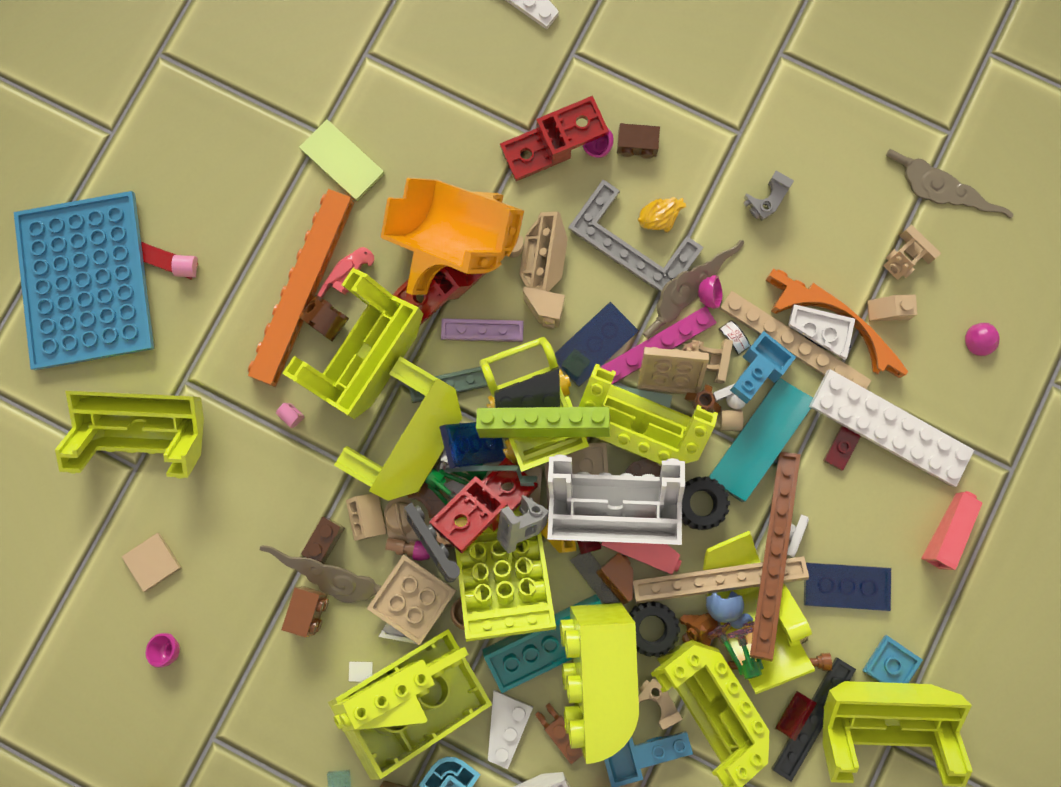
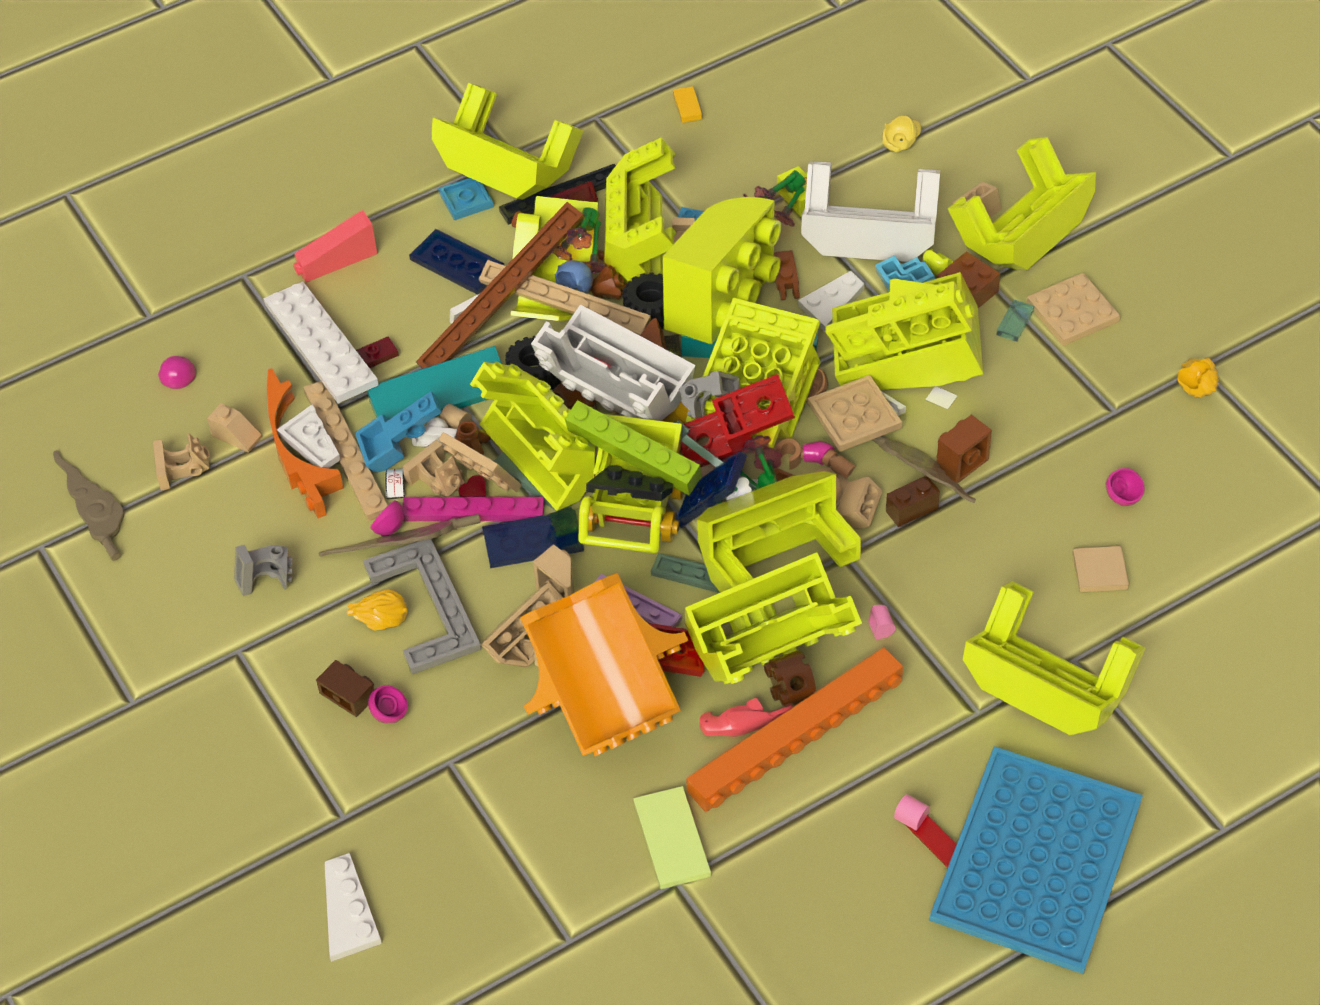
camera: 150 degrees left, 30 degrees down
(428, 536) = (803, 412): dark grey hinge -> none
(554, 138) = (432, 724): red bracket -> none

